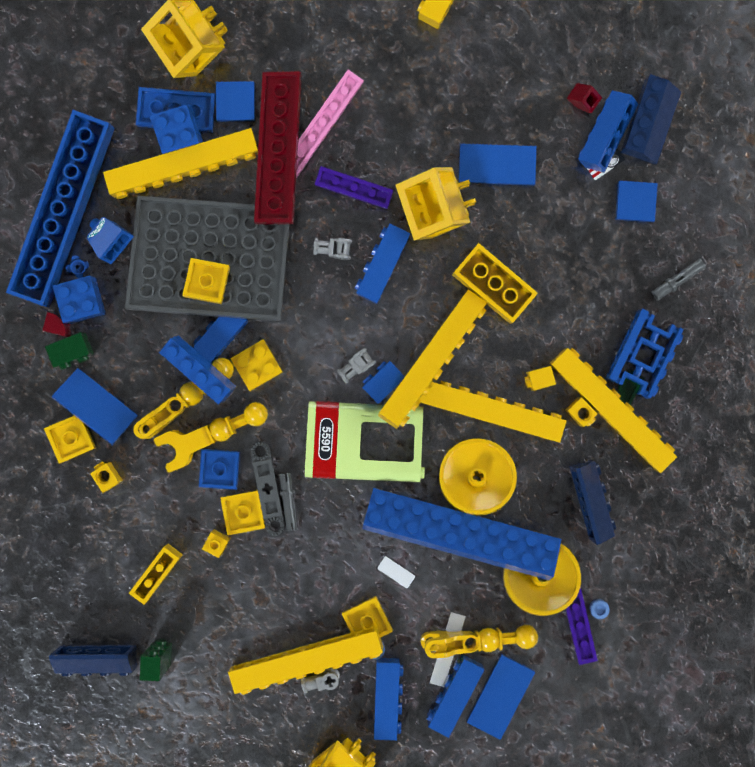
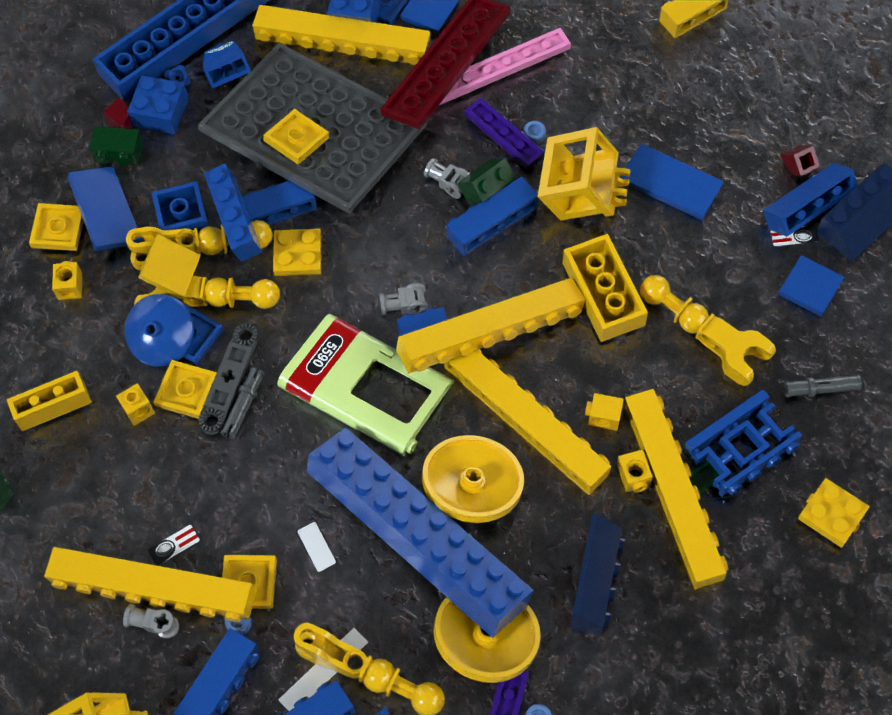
camera: 35 degrees right, 25 degrees down
(155, 382) = (180, 207): none -> blue brick
(179, 436) = (169, 266): none -> yellow tile
(199, 473) = (172, 330): none -> blue dish
(301, 621) = (173, 545): none -> sticker
(365, 239) = (486, 180): none -> dark green brick
(375, 173) = (535, 131): none -> medium blue tile
(583, 277) = (711, 330): none -> yellow piece
(724, 371) = (833, 512): none -> yellow plate

